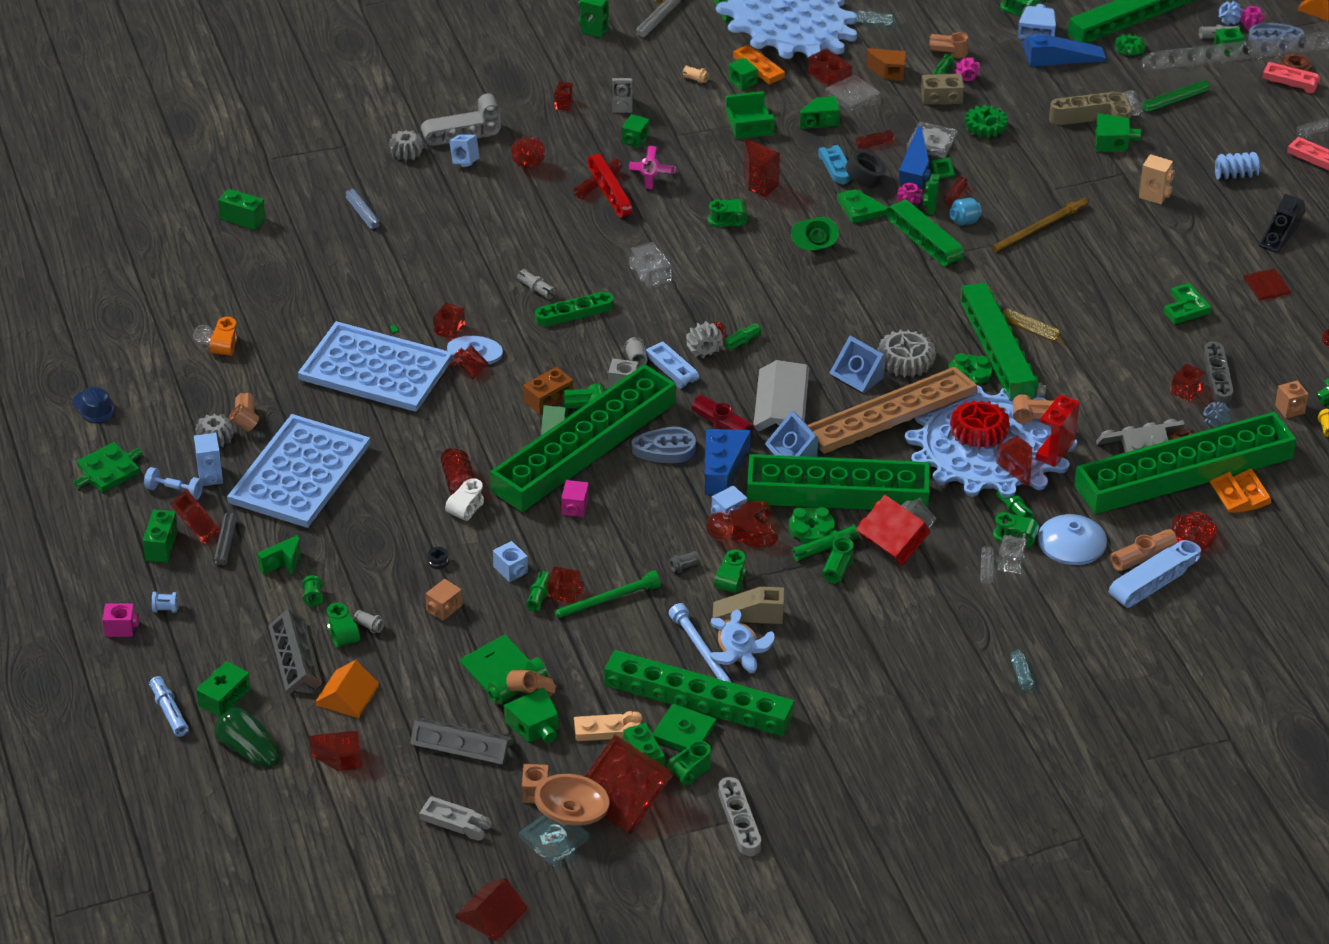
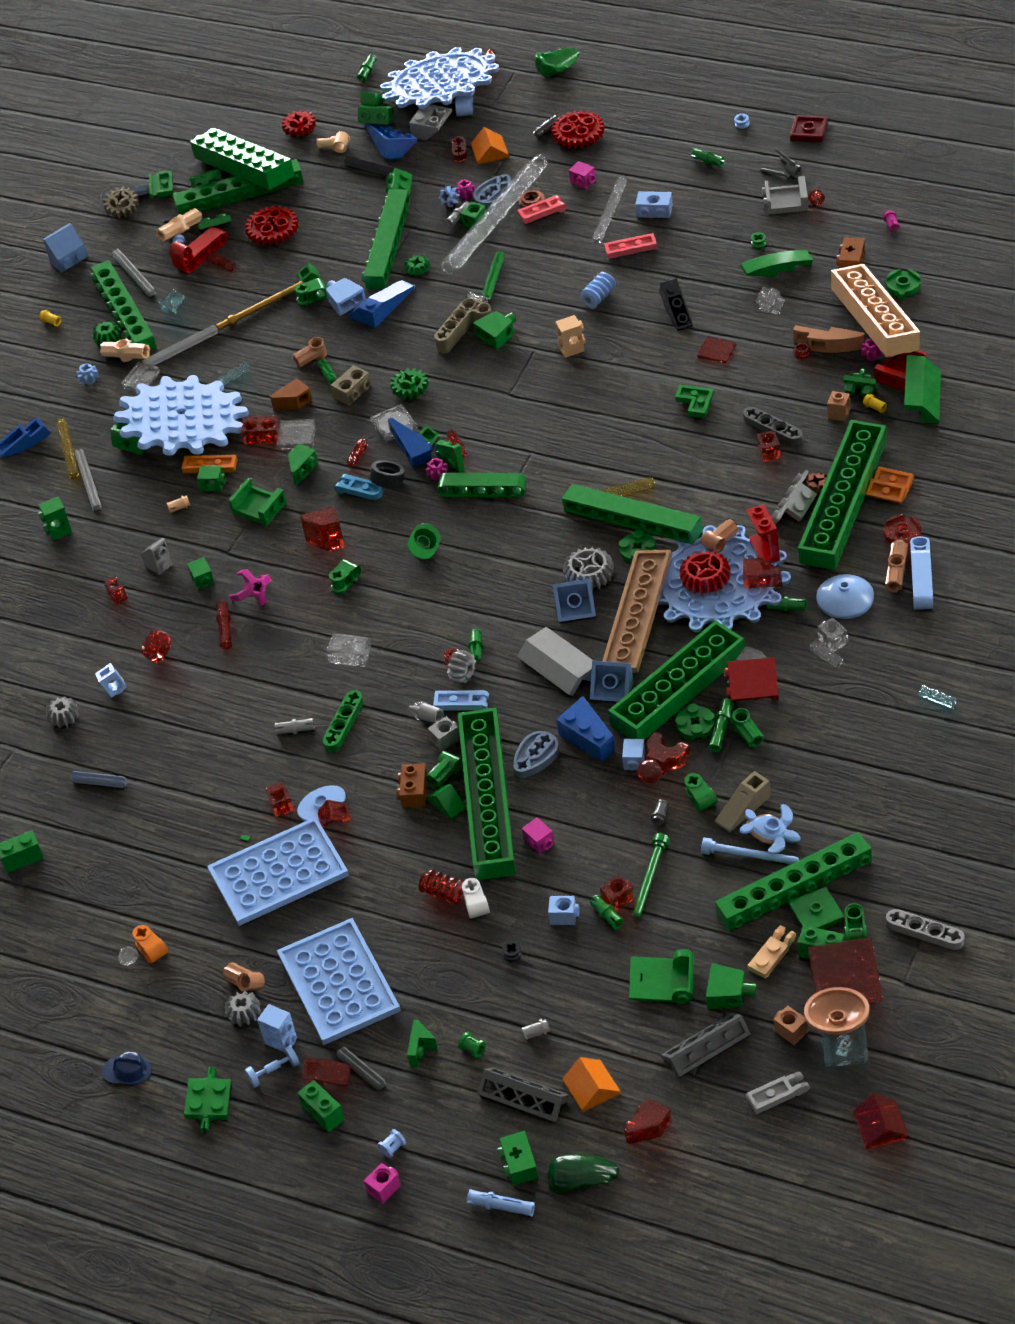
camera: 40 degrees left, 5 degrees up
(341, 625) = (528, 1050): green piece -> none
(443, 599) = (560, 971): nougat brick -> none
(480, 123) = (82, 664): light grey beam -> none
(528, 682) = (699, 969): nougat piece -> none
(609, 185) = (244, 623): red beam -> none
(720, 415) = (544, 704): dark red piece -> none
(860, 206) = (414, 502): green wing -> none
(965, 211) = (486, 451): dark azure head -> none
(968, 69) = (347, 359): dark pink gear -> none
(1016, 527) = (811, 617): green piece -> none
(1069, 209) = (540, 399): pearl gold bar -> none
(1217, 415) = (814, 451): sand blue gear -> none

